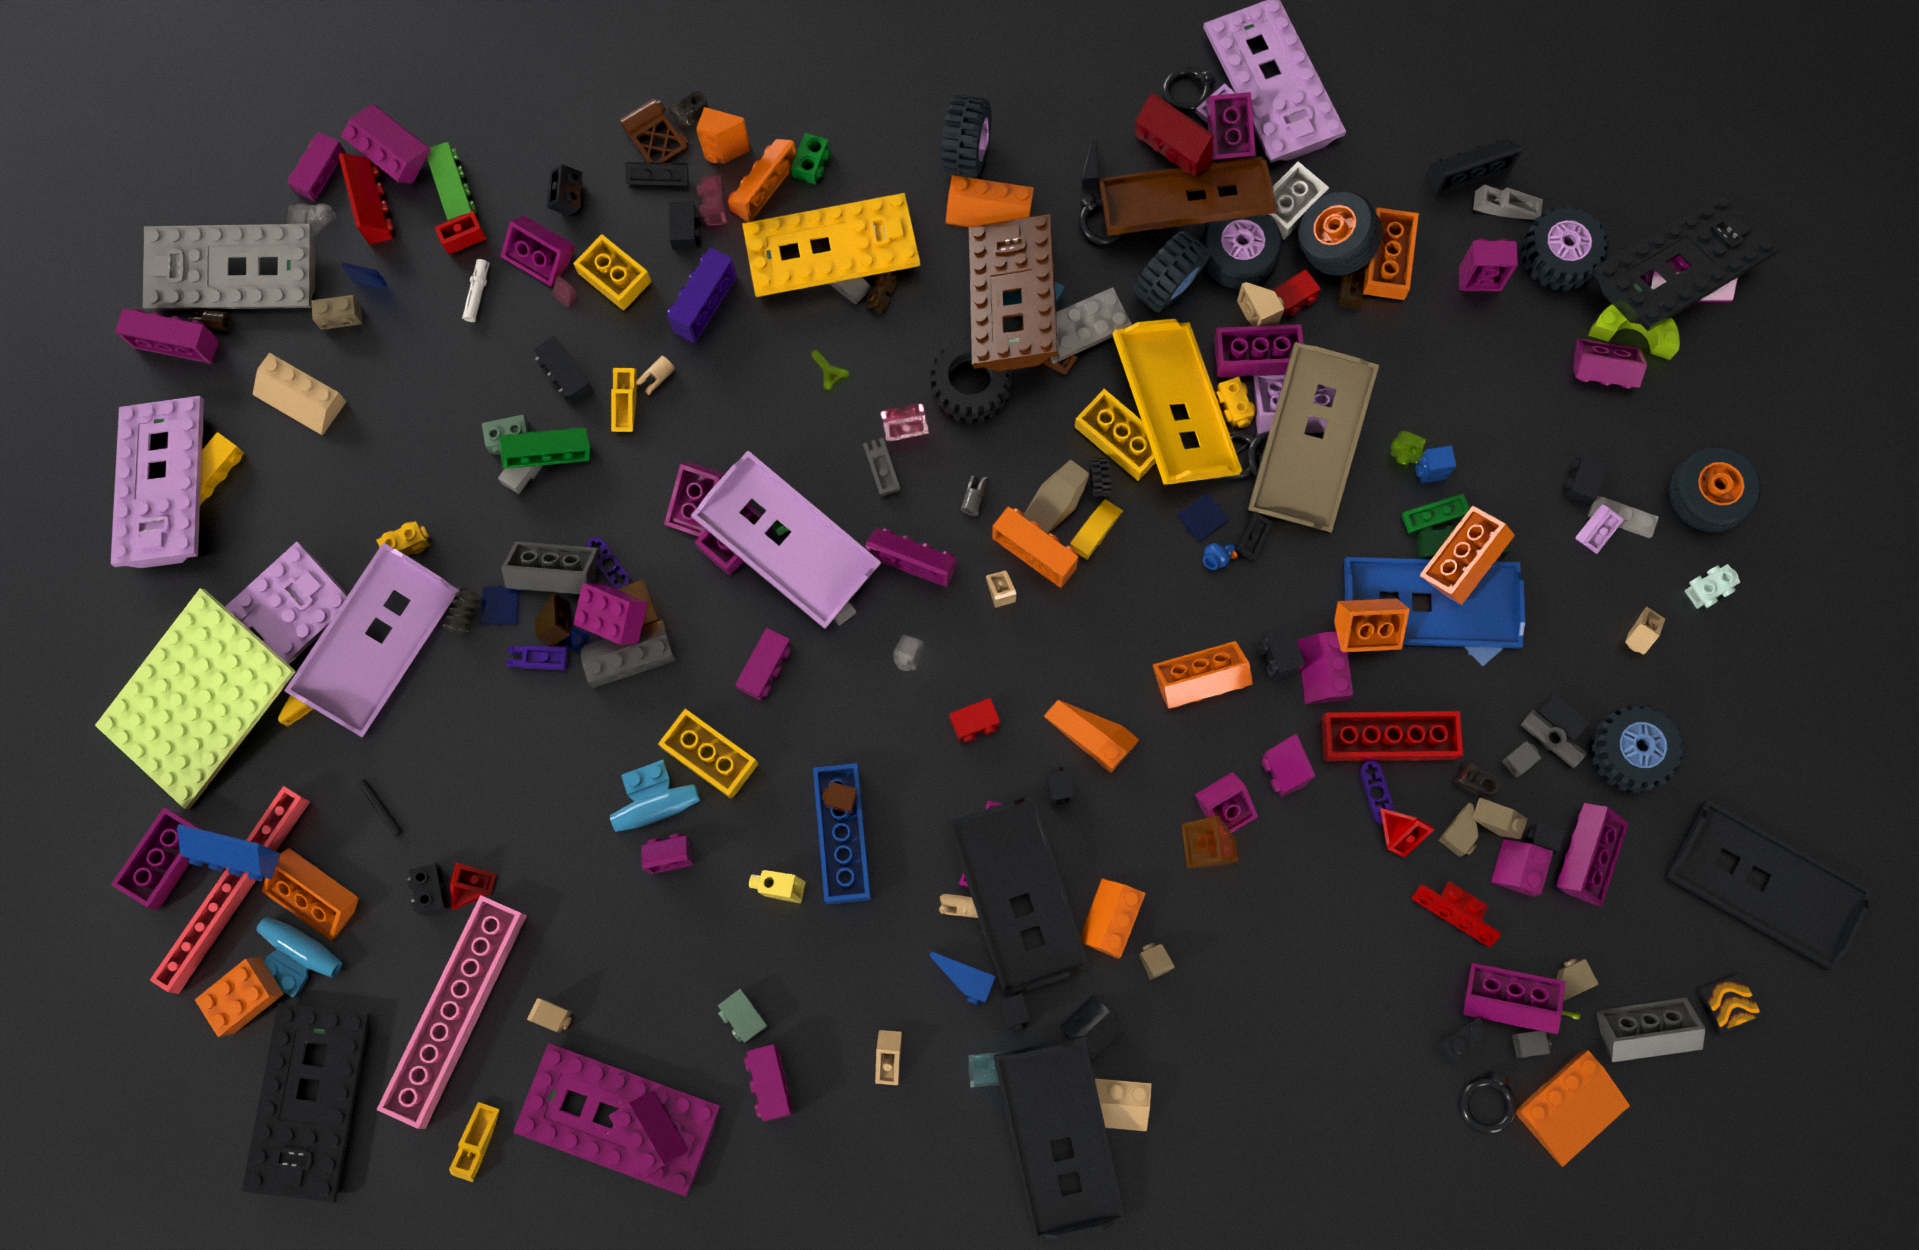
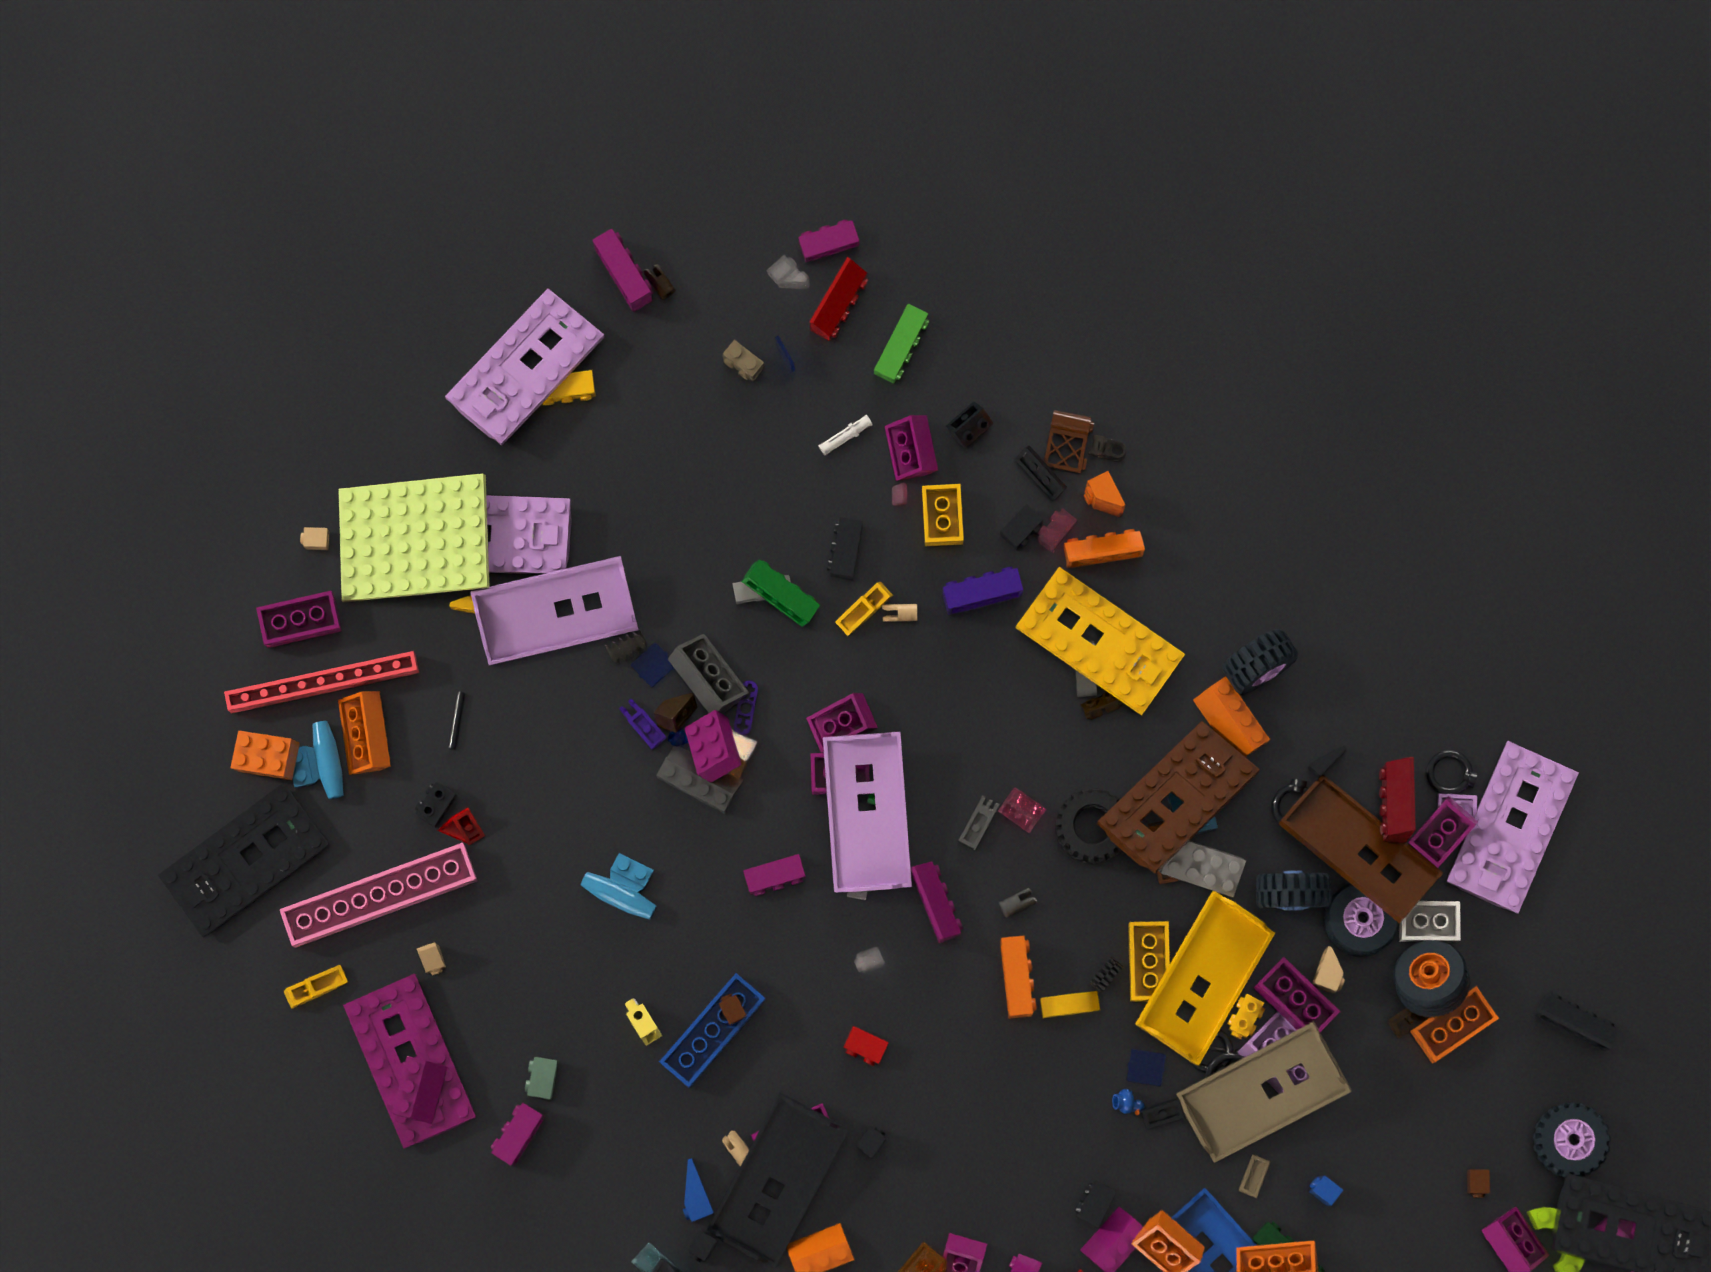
camera: 45 degrees right, 5 degrees up
(113, 782) = (315, 538): none -> tan brick
(191, 267) = (681, 235): light grey piece -> none
(227, 853) = (342, 663): blue slope -> none
(297, 394) = (664, 392): tan slope -> none
(386, 143) = (887, 274): magenta slope -> none
(408, 539) = (640, 564): yellow brick -> none
(460, 233) = (873, 386): red brick -> none
(505, 426) = (768, 552): sand green brick -> none
(666, 854) = (596, 932): magenta slope -> none
(708, 754) = (683, 896): yellow brick -> none
(806, 158) = (1148, 561): green brick -> none
(828, 370) = (1012, 722): clear neon green piece -> none
(888, 1057) = (602, 1193): tan slope -> none
(1001, 588) = (970, 979): tan slope -> none
(1058, 496) = (1066, 959): dark tan piece -> none
(1097, 736) = (930, 1132): orange wedge -> none
(1203, 674) = (1035, 1165): orange slope -> none
(1297, 293) = (1364, 986): red brick -> none
(1370, 512) = (1254, 1176): none -> dark tan tile
(1407, 448) = (1321, 1161): clear neon green brick -> none
(1435, 513) = (1293, 1220): green plate -> none
(1487, 265) = (1503, 1099): magenta brick -> none
(1507, 203) = (1572, 1071): light grey slope -> none
(1533, 347) = (1478, 1183): none -> reddish brown brick

